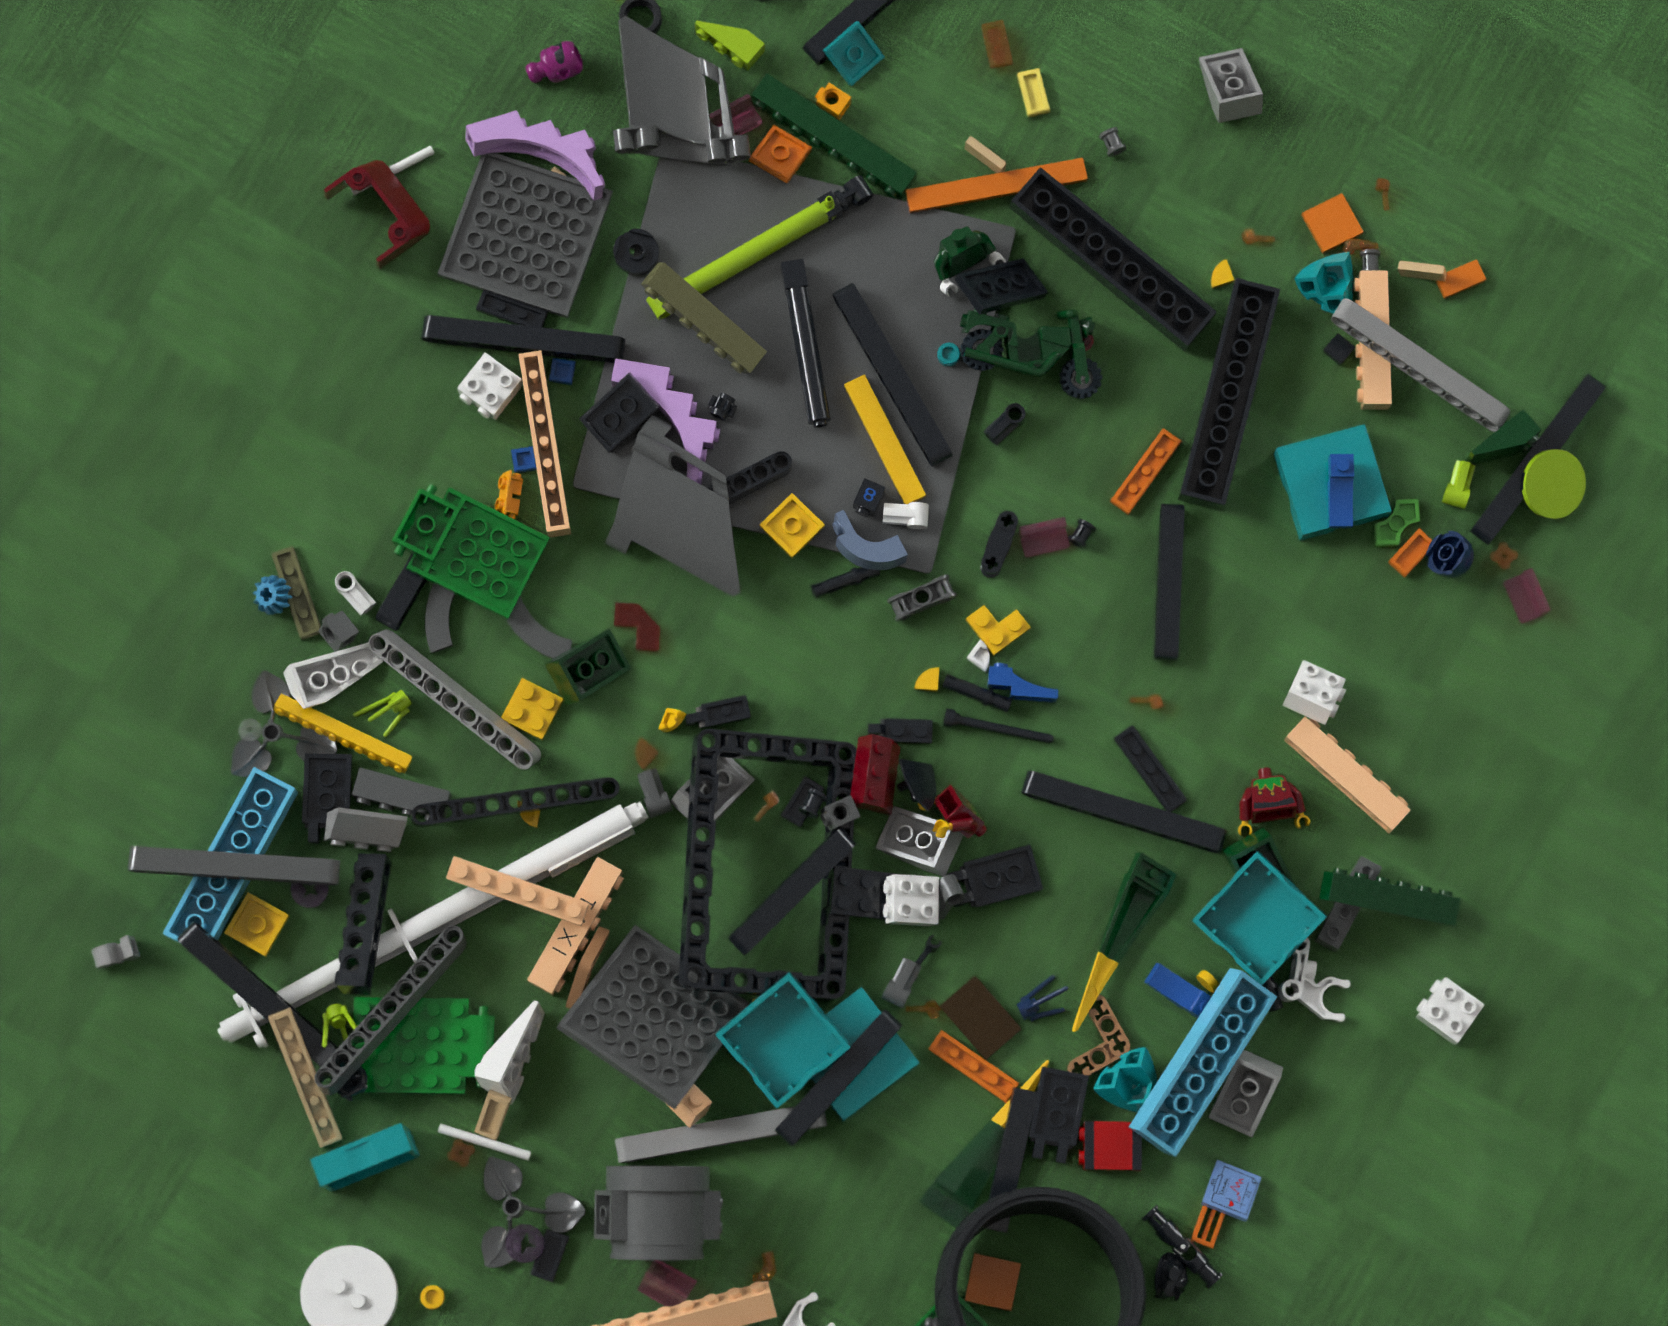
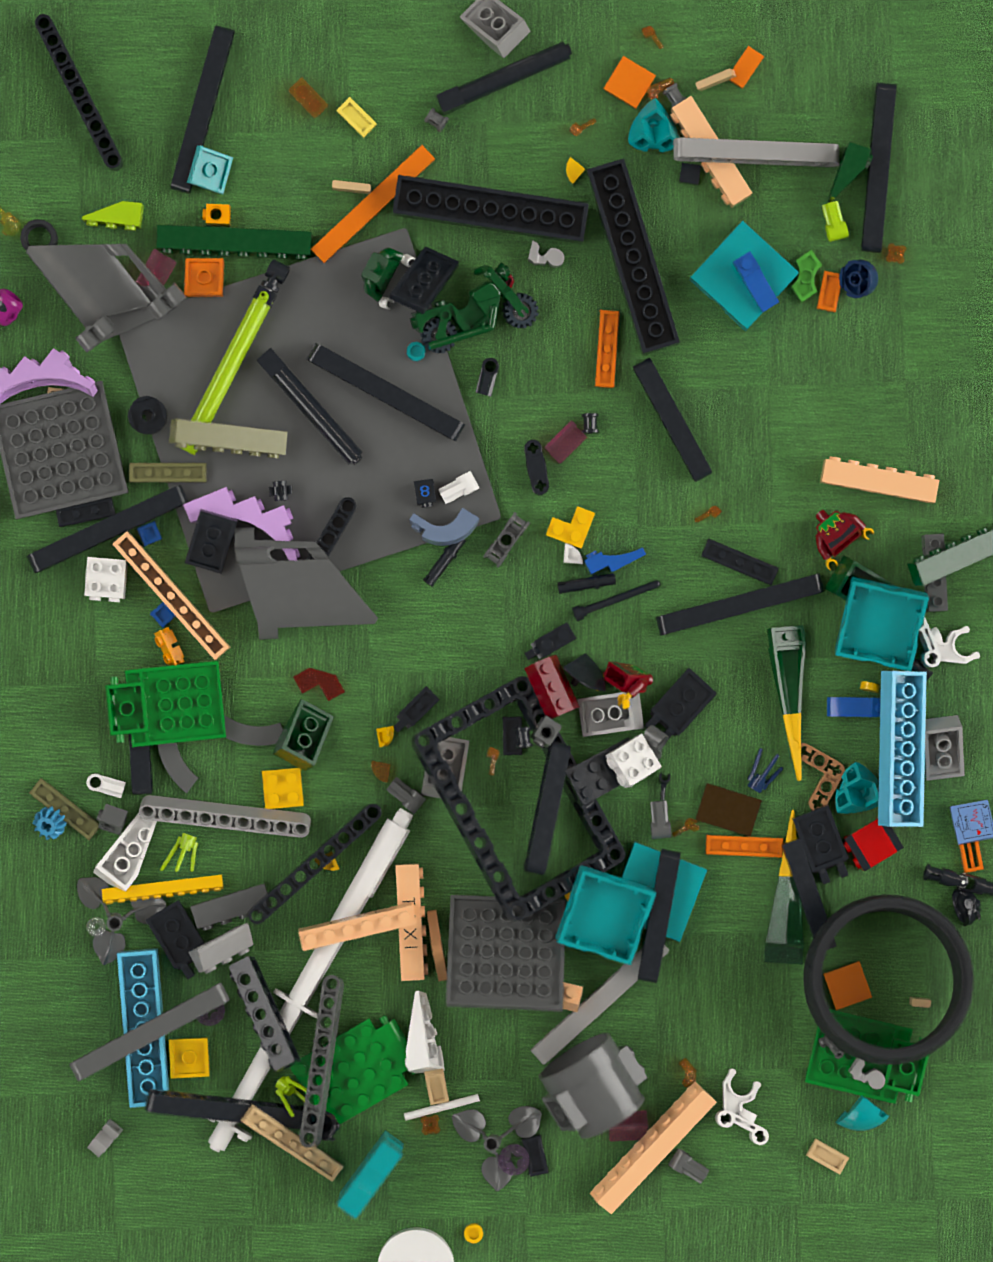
camera: 30 degrees left, 10 degrees up
(620, 321) = (168, 472): none -> olive tile
(792, 525) = (383, 545): yellow plate -> none
(884, 440) = (409, 442): yellow tile -> none
(928, 680) = (546, 595): yellow tile -> none
(1144, 133) = (460, 96): none -> black brick
(1146, 345) = (553, 256): none -> light grey leg
(1315, 692) = (823, 437): white brick -> none
(1526, 596) = (928, 273): clear pink panel -> none
(1554, 483) = (901, 180): lime tile -> none

